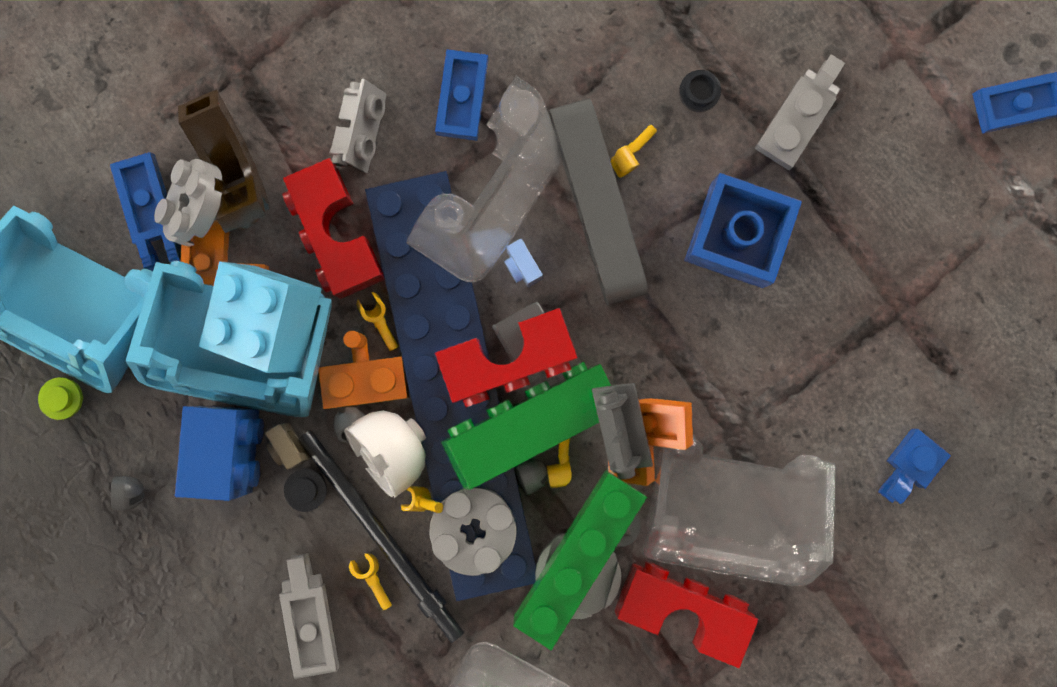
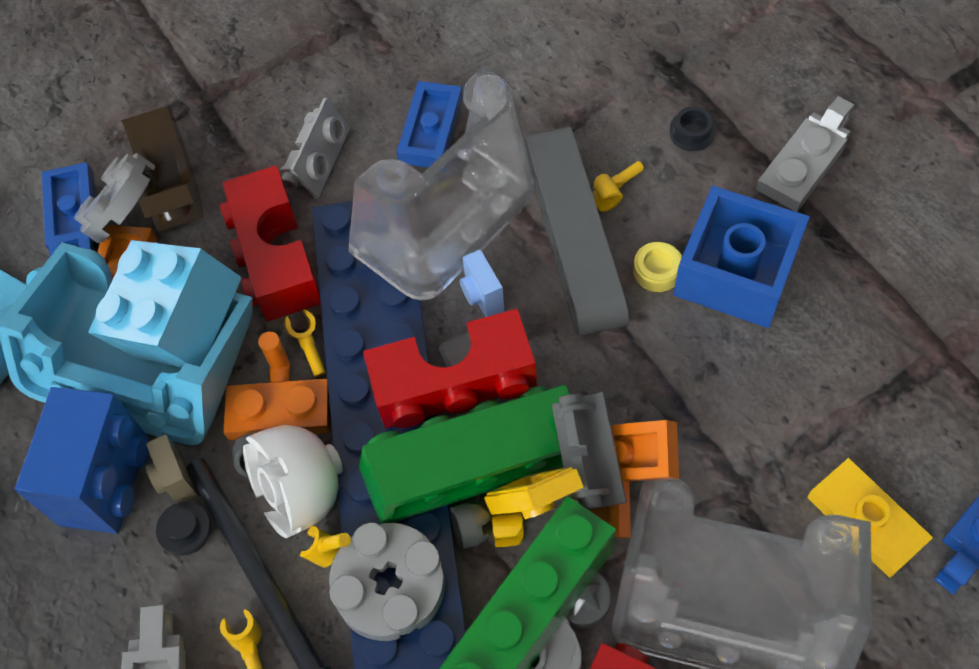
camera: 10 degrees right, 25 degrees down
(581, 463) = (534, 492): none -> yellow plate
(671, 232) = (656, 266): none -> light yellow tile
(830, 441) = (855, 495): none -> yellow plate

